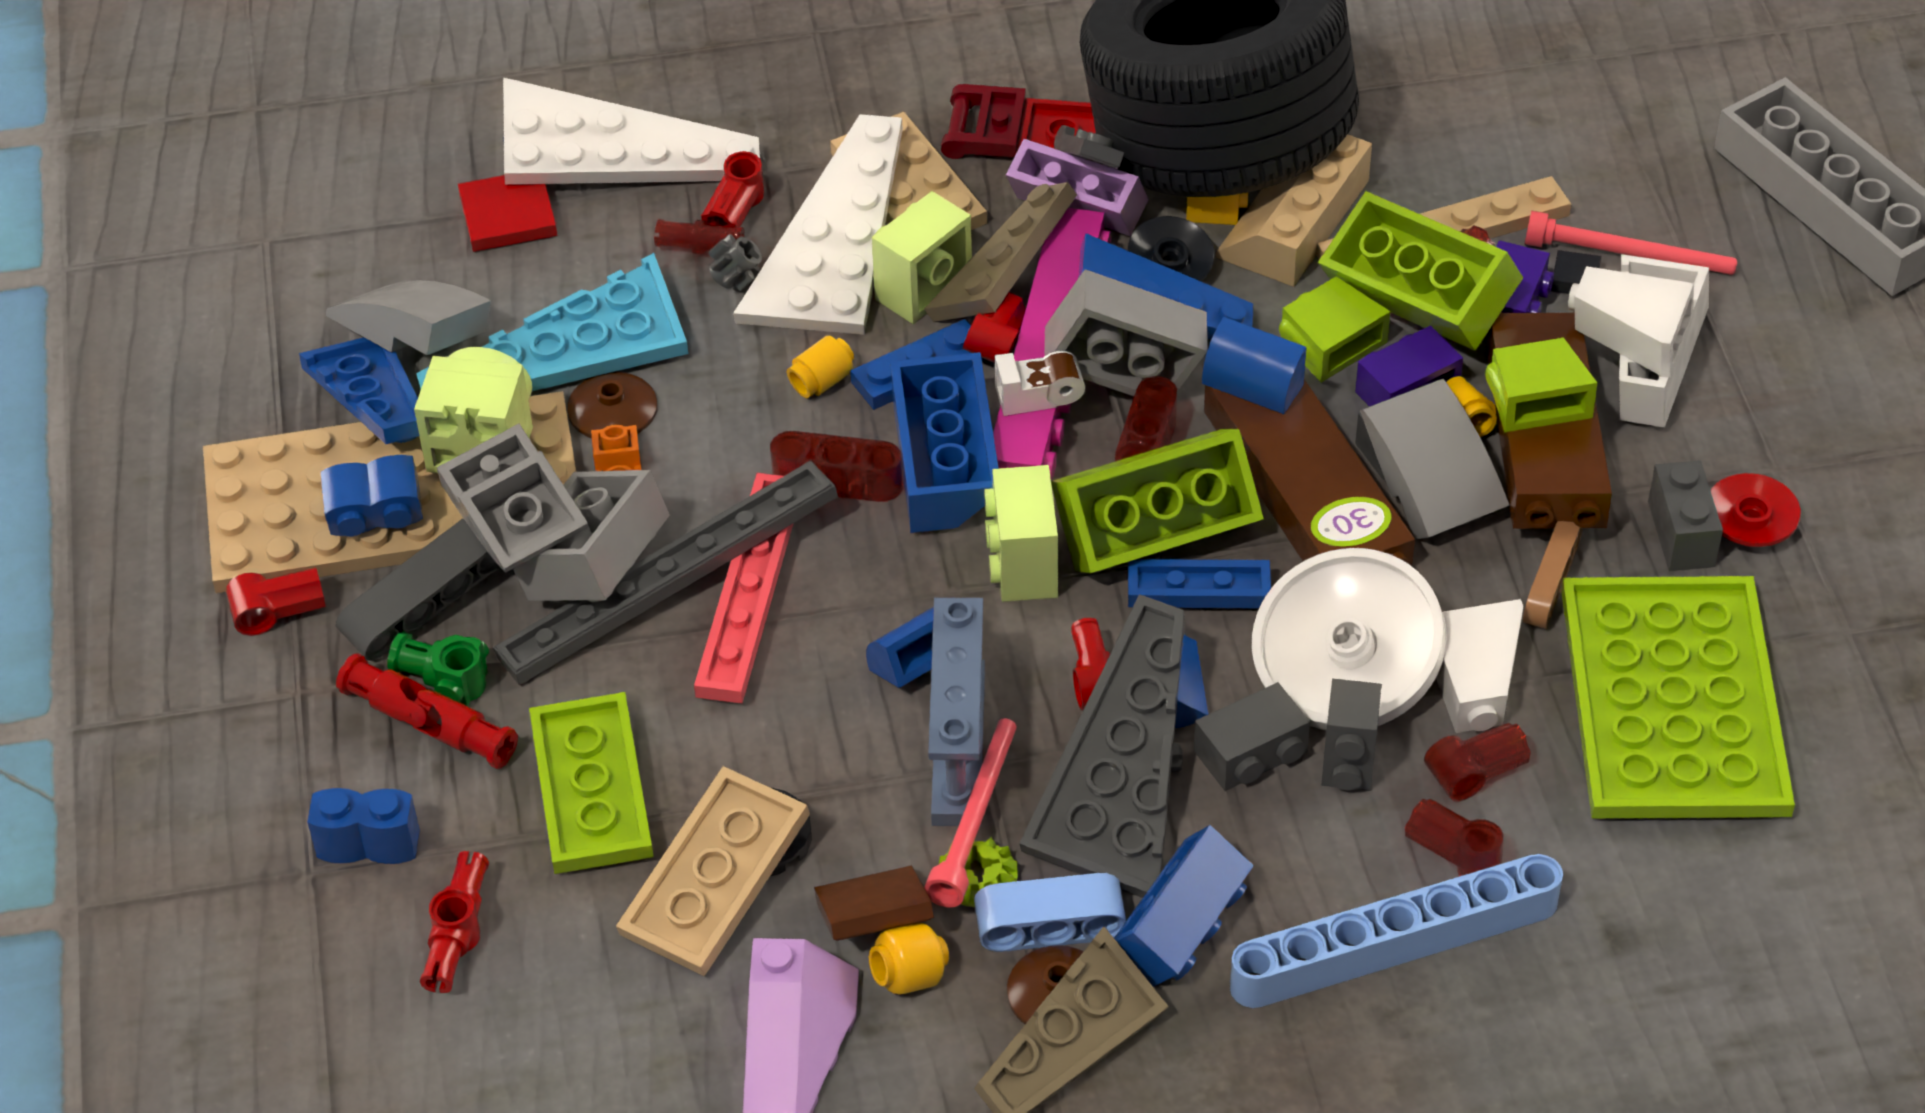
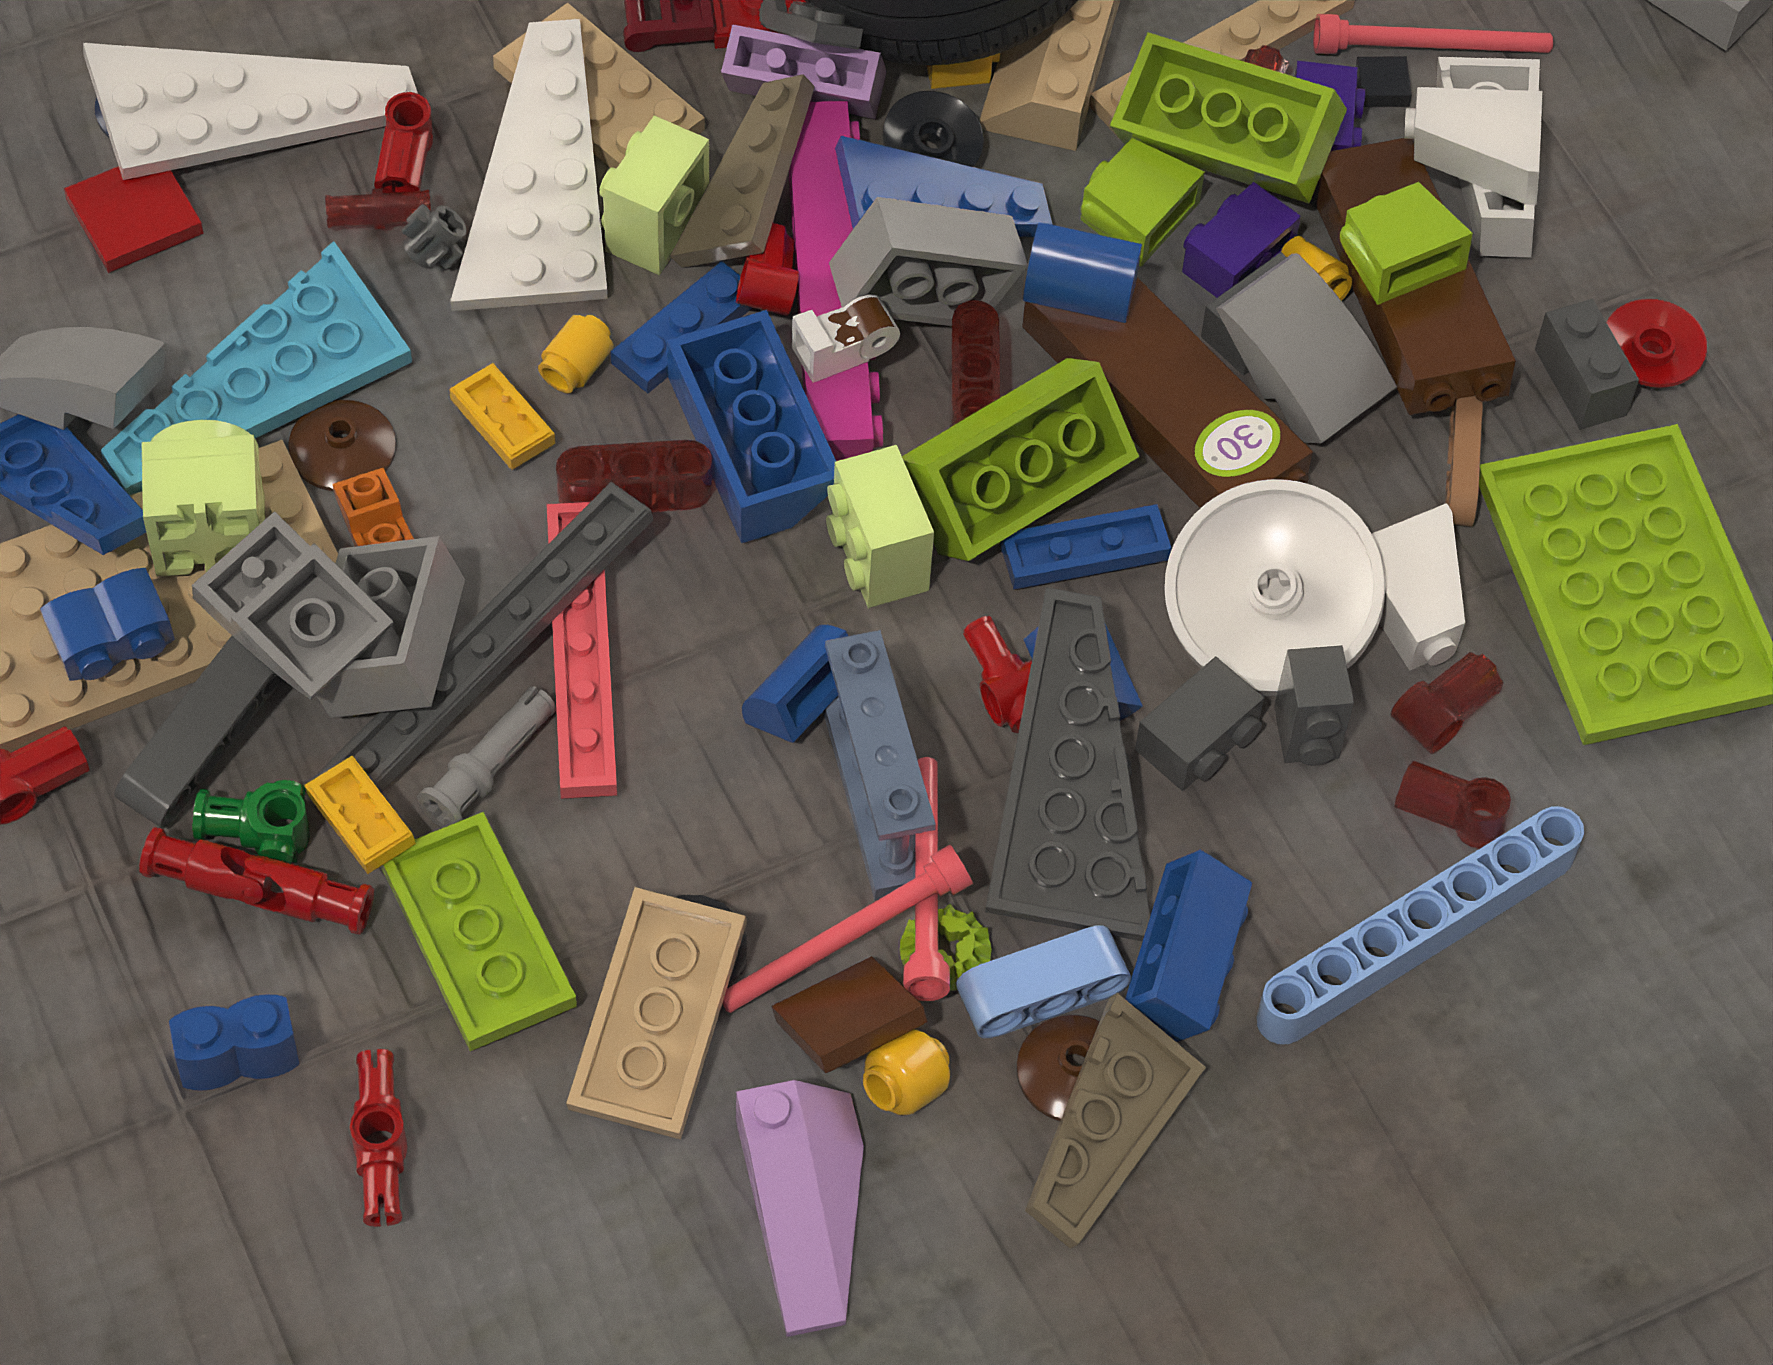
camera: 20 degrees left, 10 degrees up
(523, 674) = (360, 814): none -> yellow plate
(629, 662) = (472, 773): none -> light grey pin
(745, 404) = (502, 416): none -> yellow plate
(983, 805) = (940, 876): none -> coral piece

